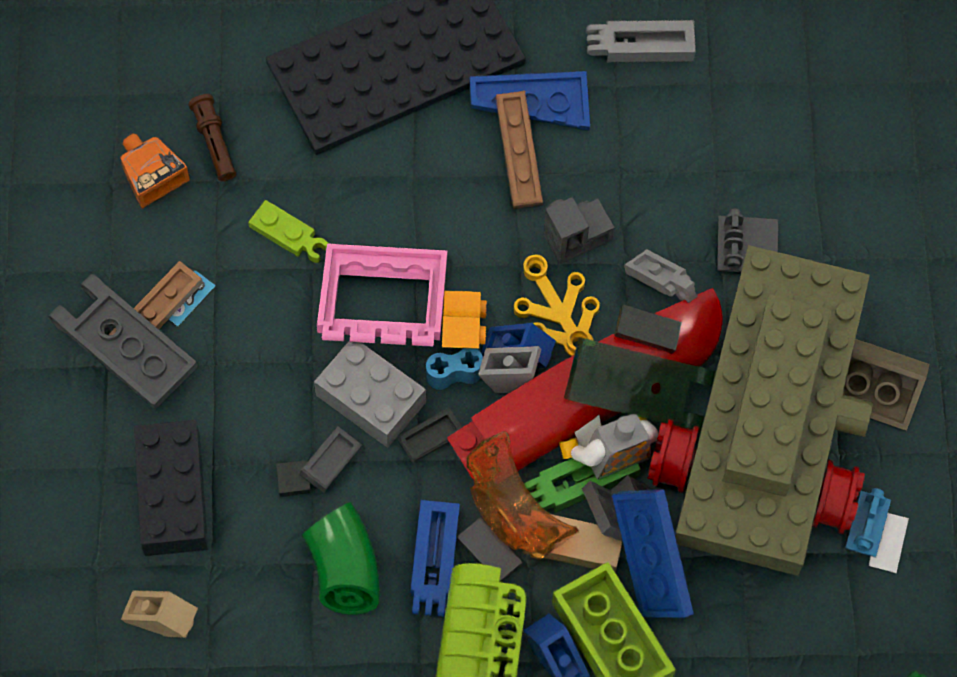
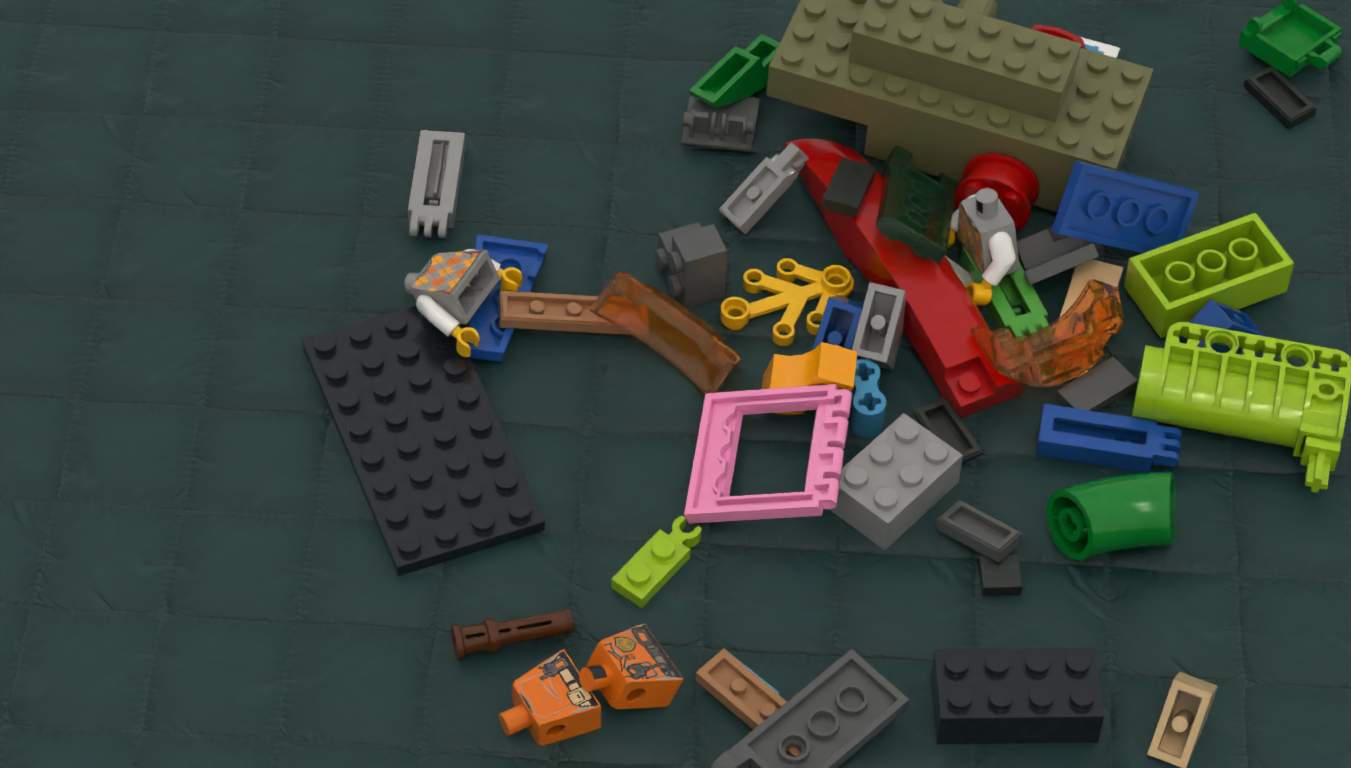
camera: 85 degrees left, 15 degrees down
(174, 213) = (632, 671): none -> orange torso
(513, 220) = (668, 330): none -> clear orange windscreen
(514, 54) = (454, 288): none -> torso
(783, 238) = (737, 74): none -> green slope

